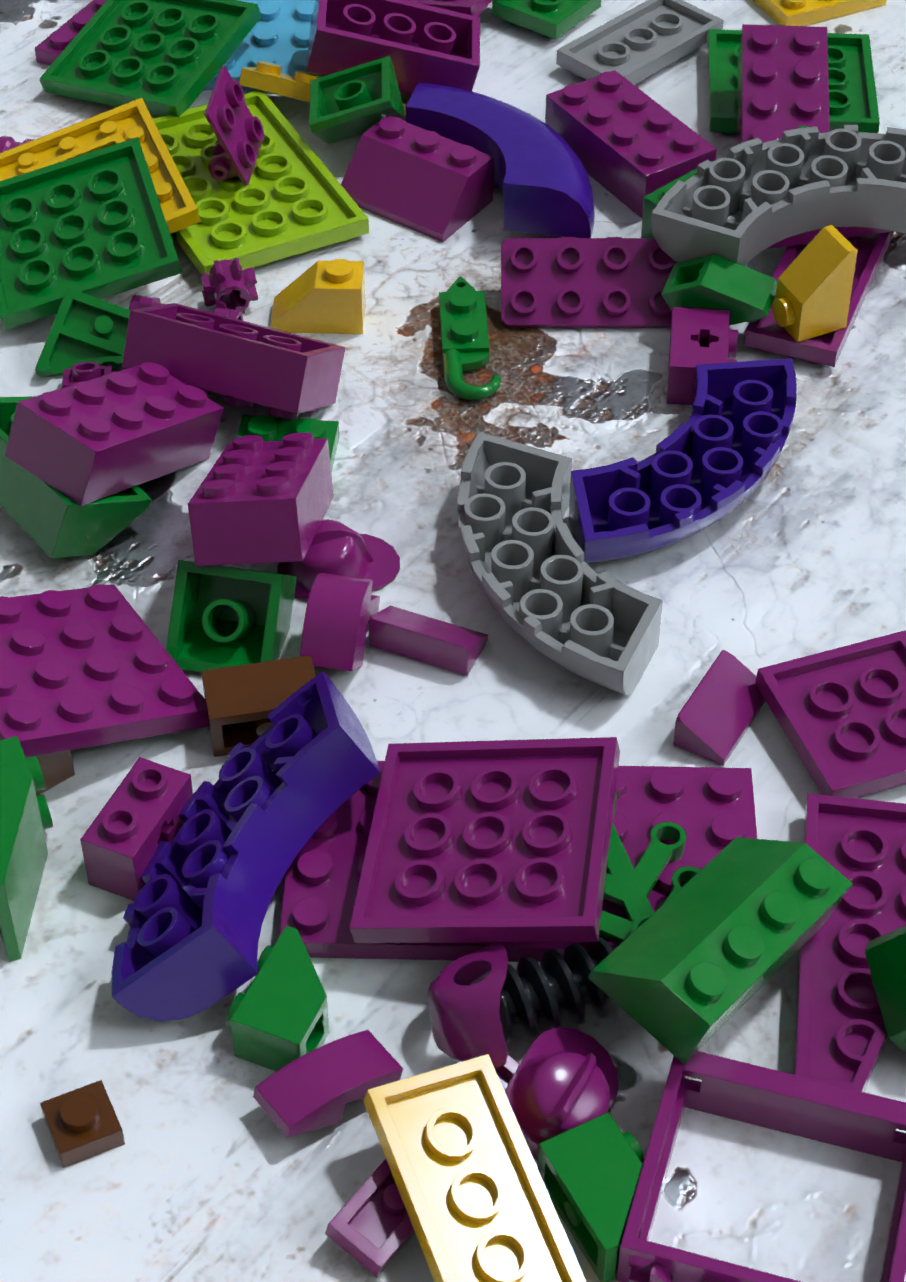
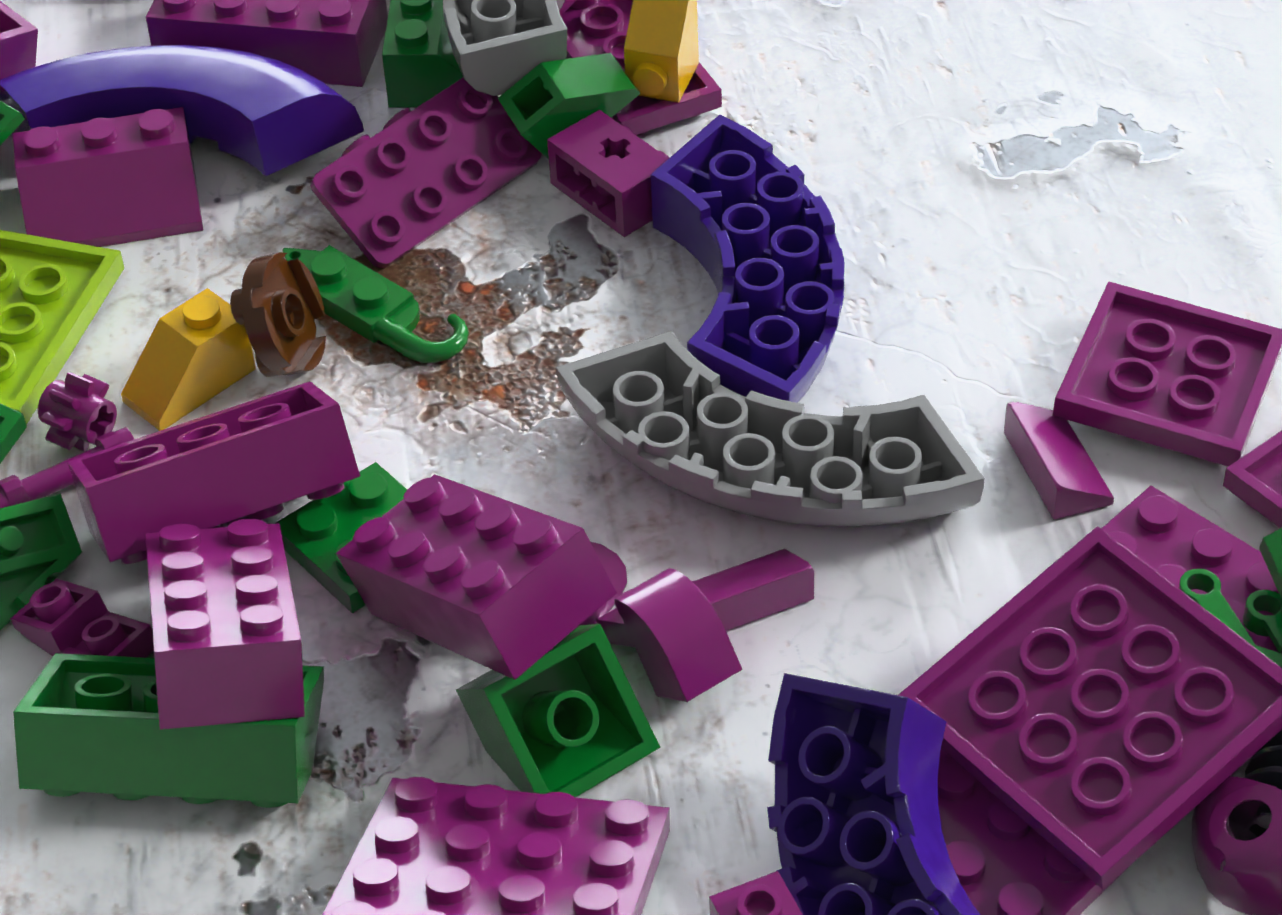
camera: 45 degrees left, 0 degrees up
(244, 696) = (705, 764): reddish brown brick -> none
(364, 298) = (279, 314): none -> reddish brown plate

